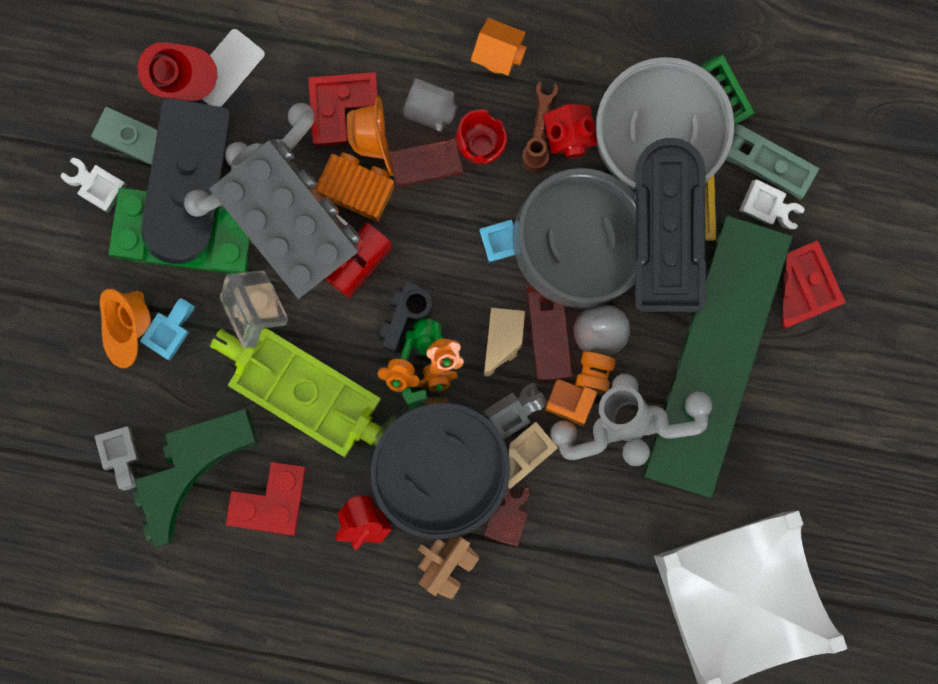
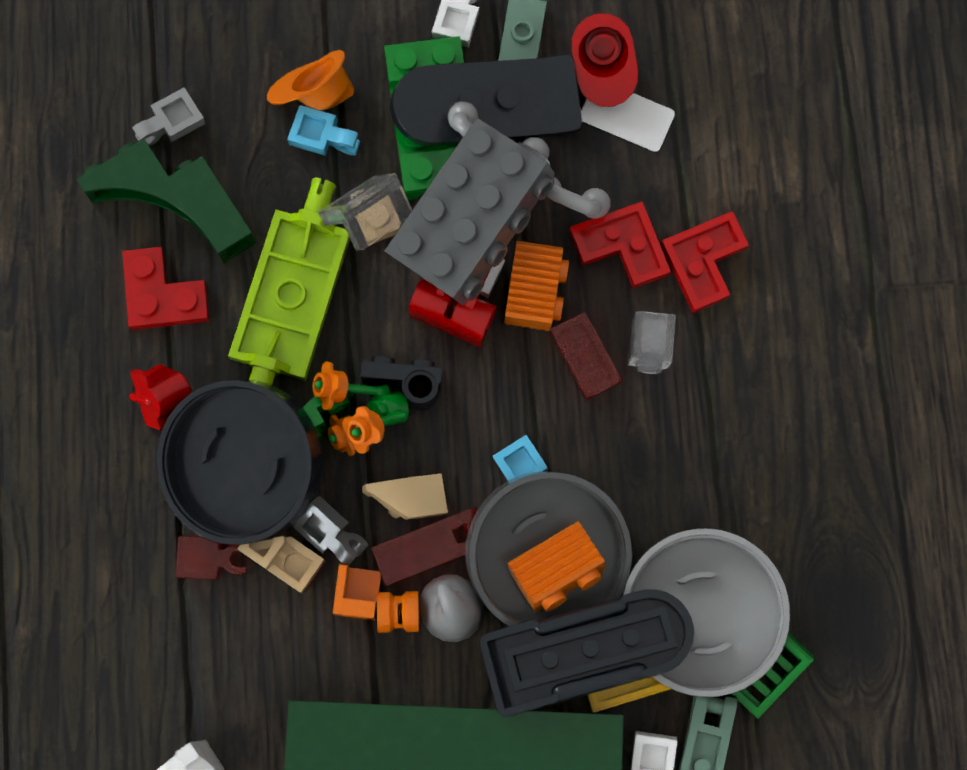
camera: 70 degrees right, 5 degrees down
(367, 50) = (695, 255): none -> red plate
(367, 132) = (599, 284): orange piece -> none
(441, 561) = (137, 494): medium nougat hips -> none
(481, 137) = (632, 407): red hair -> none
(499, 47) = (741, 399): orange brick -> none
(539, 161) = (626, 484): copper brick -> none
(570, 130) = (670, 506): red brick -> none
(597, 232) = (557, 568): none -> orange brick
(646, 422) = (351, 682): light grey wheel -> none

